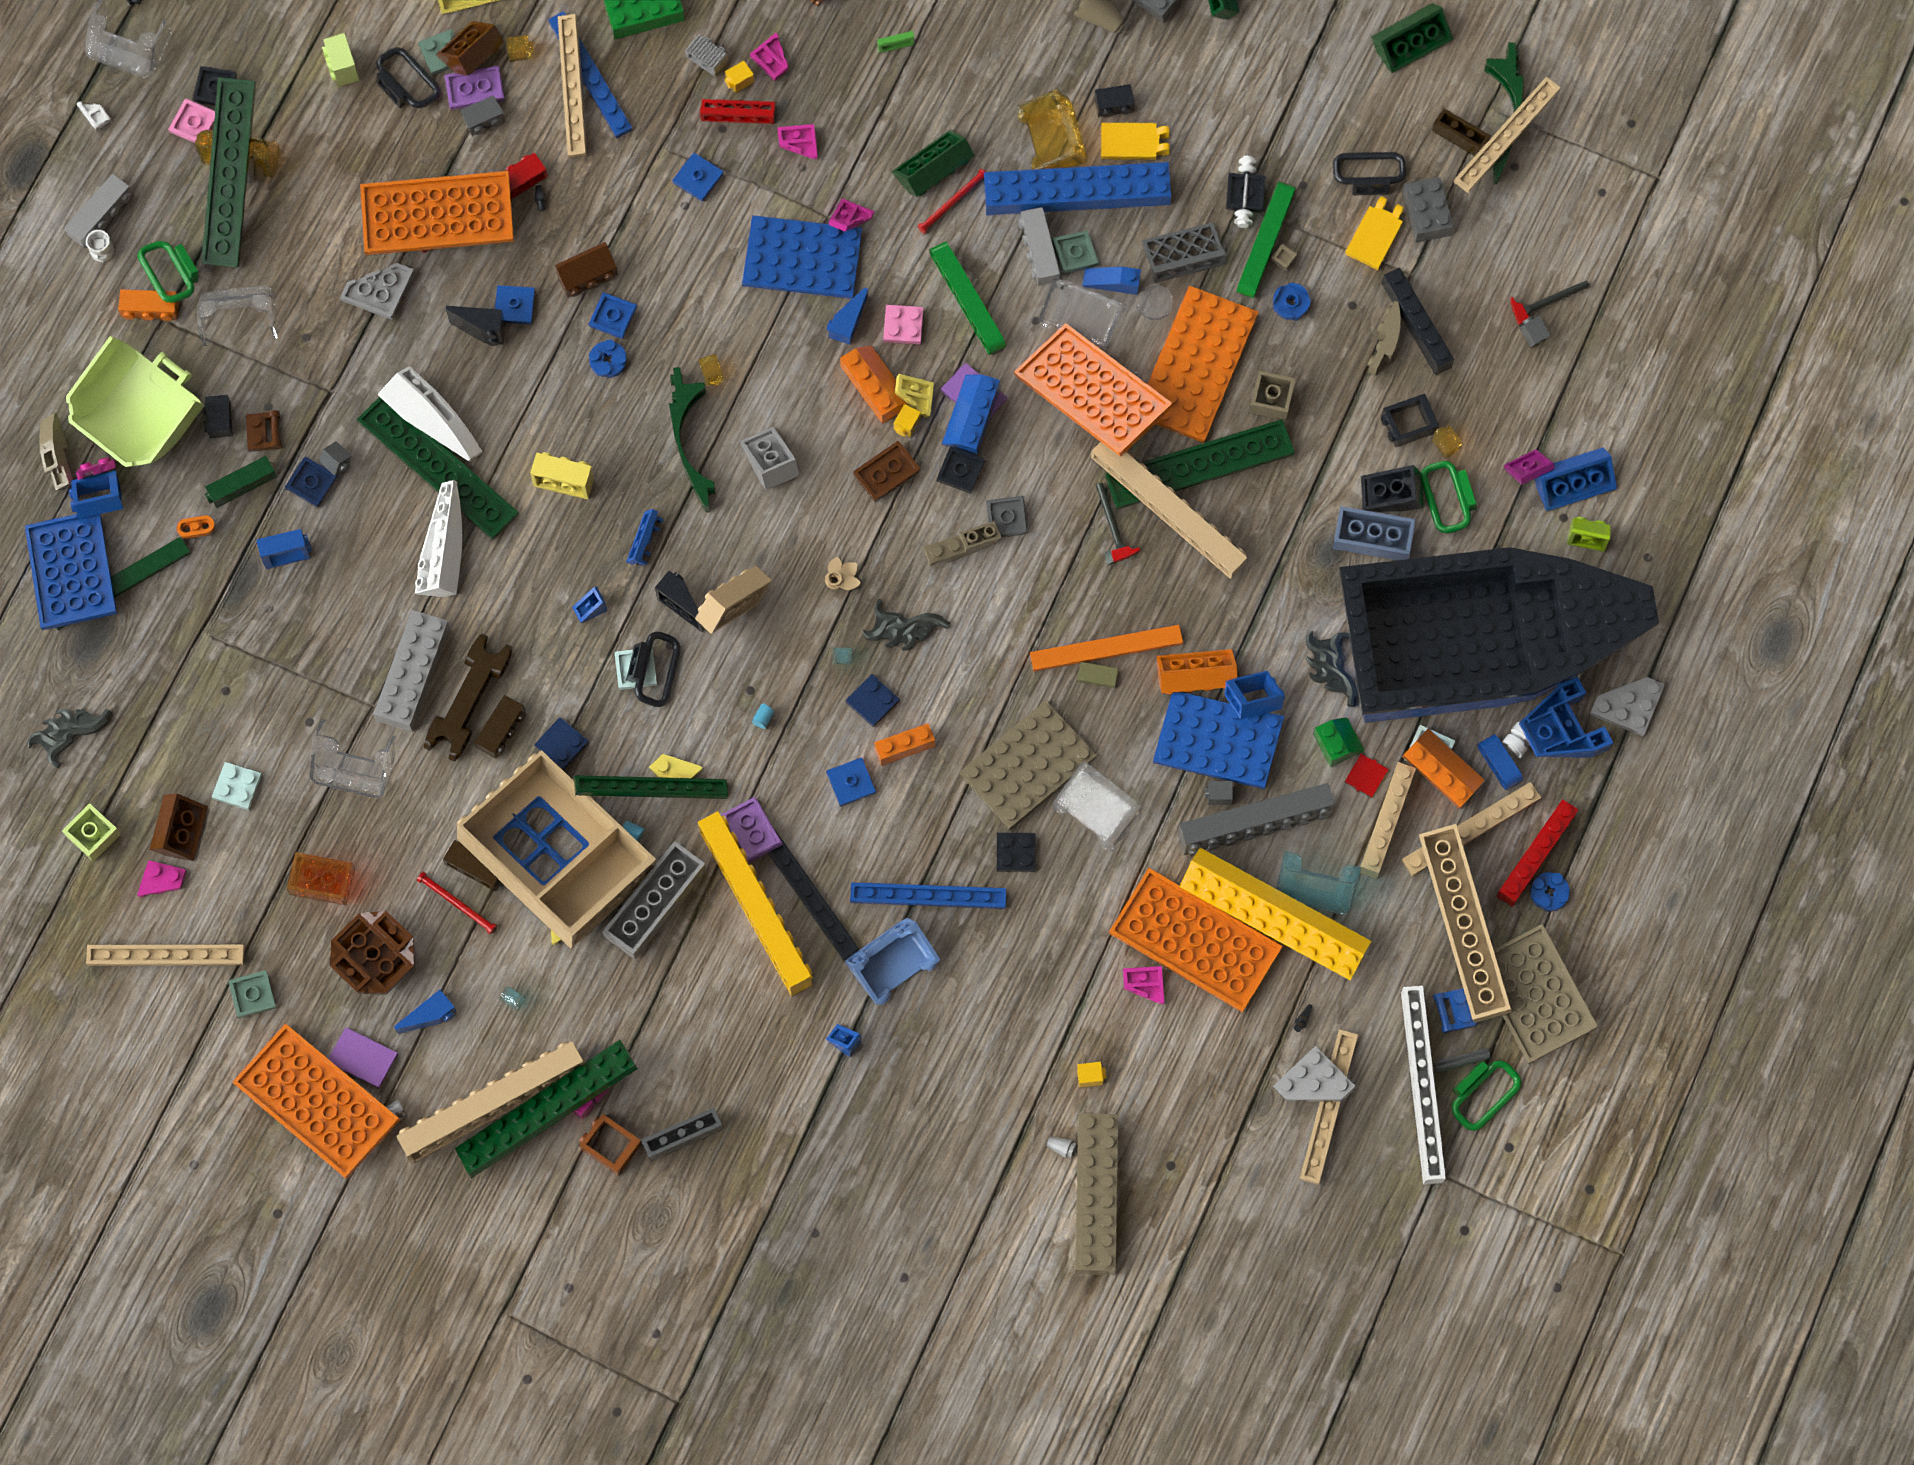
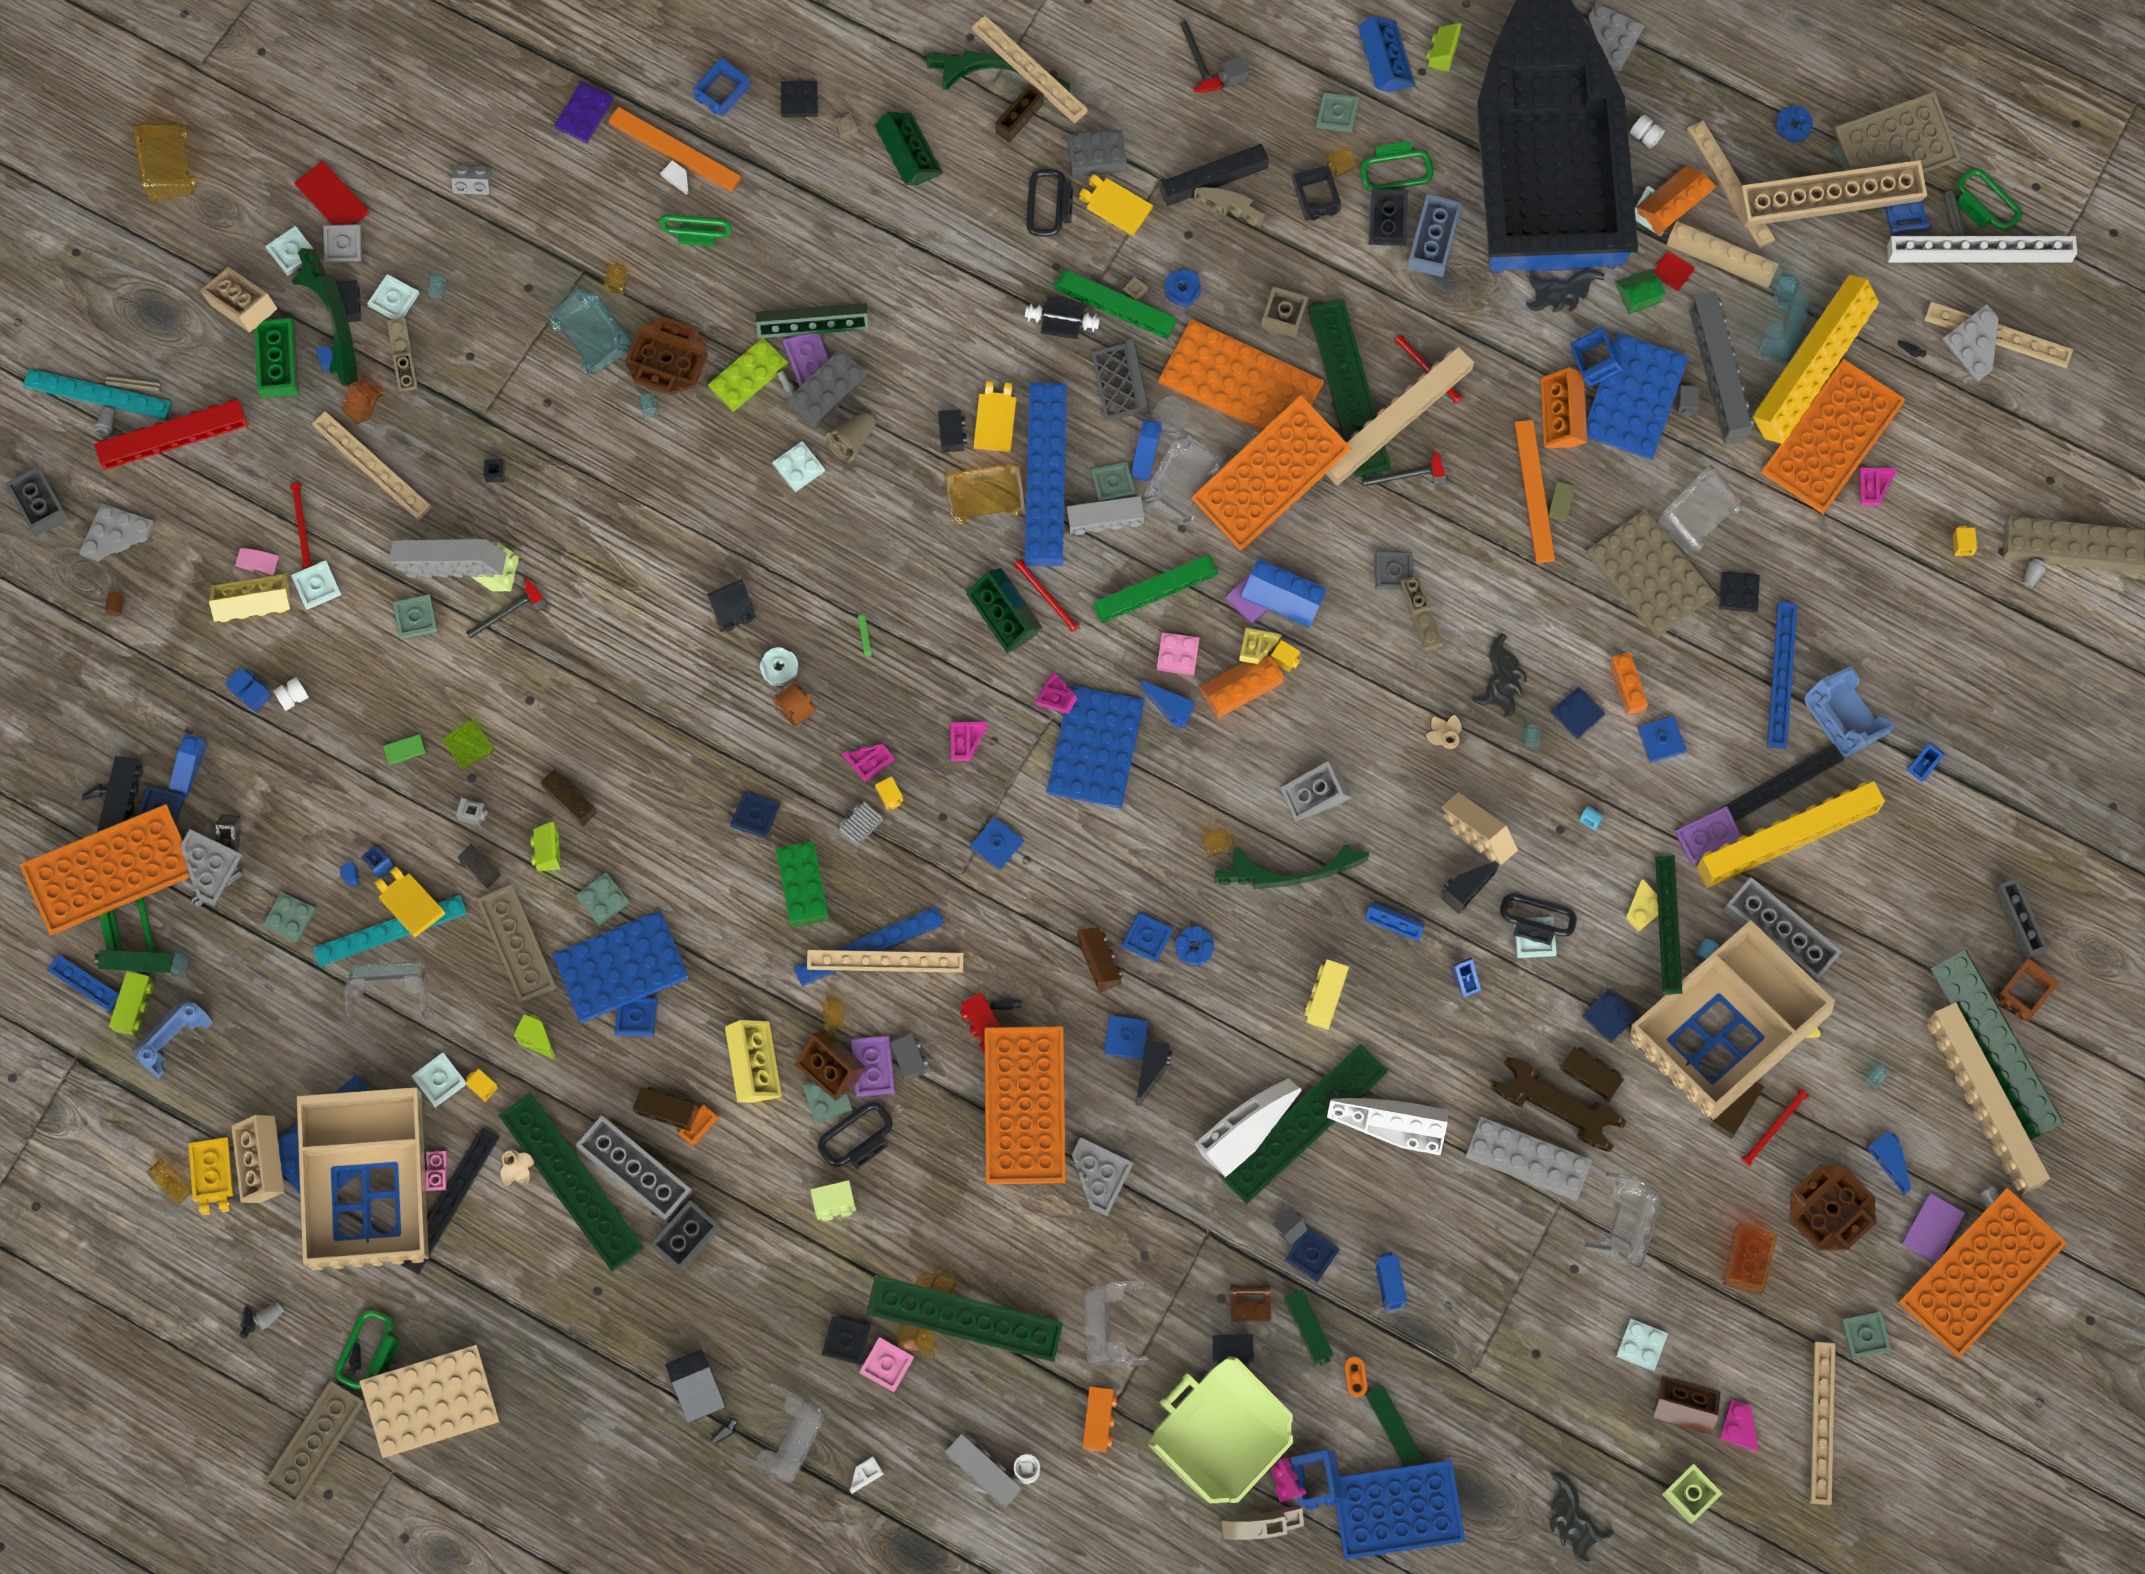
camera: 85 degrees left, 0 degrees up
(182, 263) = (1056, 1379): green bar -> none
(737, 114) = (932, 798): red fence -> none
(886, 471) = (1337, 680): reddish brown plate -> none
(960, 470) = (1340, 610): black plate -> none
(1241, 526) = (1405, 345): none -> red bar
(1500, 762) = (1667, 151): blue beam -> none
(1504, 436) = (1338, 112): none -> sand green plate
(1529, 466) = (1374, 91): magenta tile -> none
(1537, 853) = (1759, 128): red brick -> none
(1555, 729) = (1649, 93): blue wedge -> none

